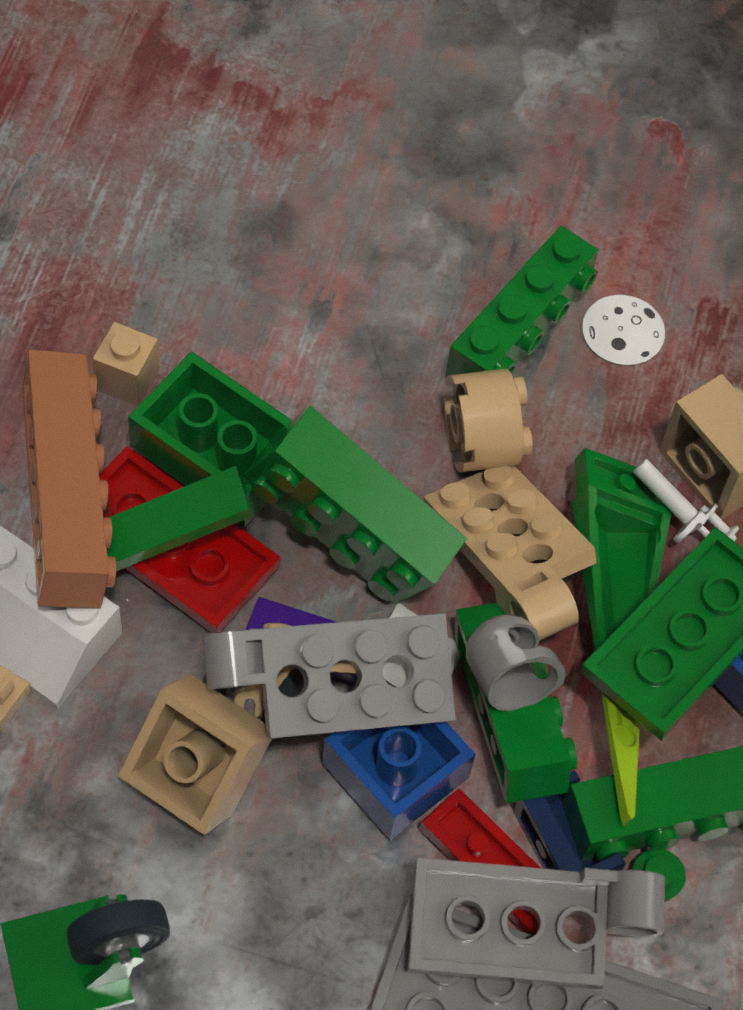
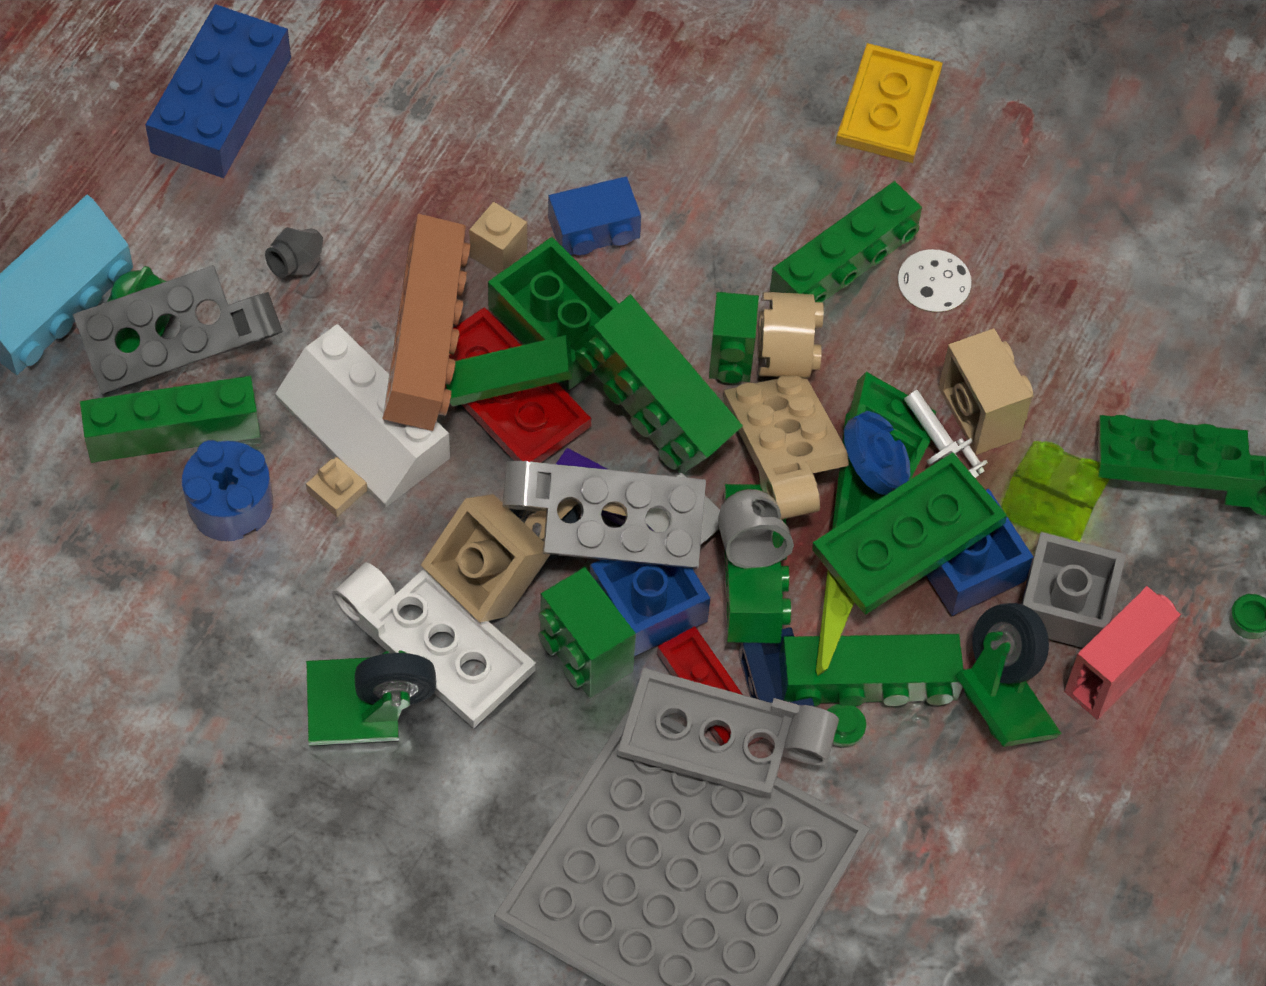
camera: 15 degrees right, 0 degrees up
(70, 838) = (375, 607): none -> white hinge
(231, 319) = (595, 216): none -> blue brick
(336, 824) = (586, 633): none -> green brick
(424, 433) = (733, 337): none -> green brick
(525, 142) = (889, 103): none -> yellow tile
(622, 544) = (875, 453): none -> blue tile

